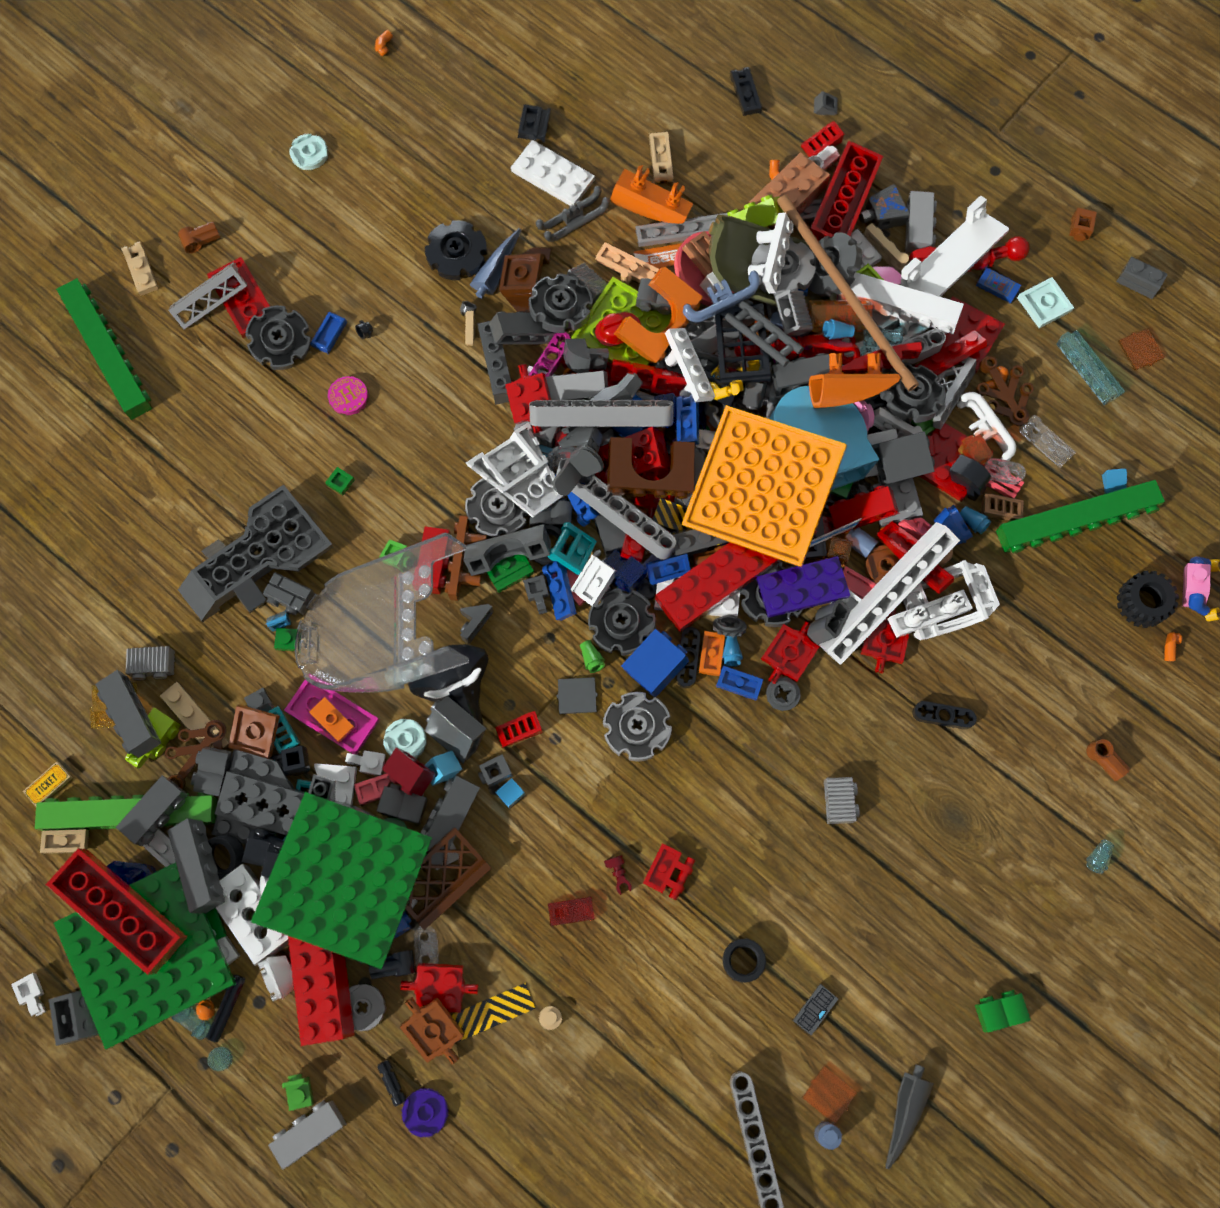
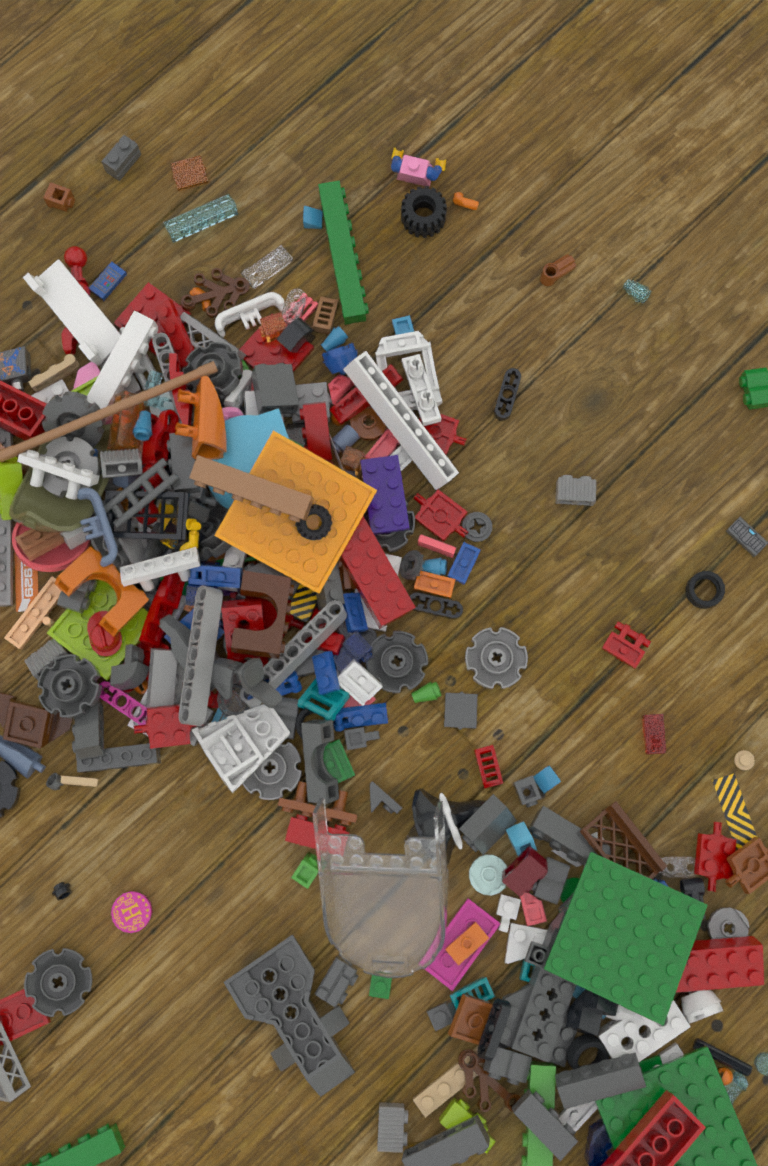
camera: 85 degrees left, 5 degrees up
(245, 750) = (496, 1021): none -> black beam
(278, 621) = (360, 994): dark azure slope -> none
(294, 760) = (504, 981): black brick -> none
(328, 332) = (58, 929): blue tile -> none
(340, 481) = (223, 924): green plate -> none
(599, 545) = (325, 673): none -> blue plate
(616, 863) = (616, 690): dark red piece -> none
(656, 662) = (440, 634): blue brick -> none
(745, 493) = (322, 531): none -> black tyre
(754, 652) = (436, 546): none -> coral tile
(778, 431) = (252, 488): none -> medium nougat brick
(828, 622) = (419, 477): dark grey brick -> none
(920, 221) = (35, 339): light grey brick -> none
(1005, 591) = (402, 325): none -> dark azure plate
(1045, 302) = (132, 243): light aqua plate -> none

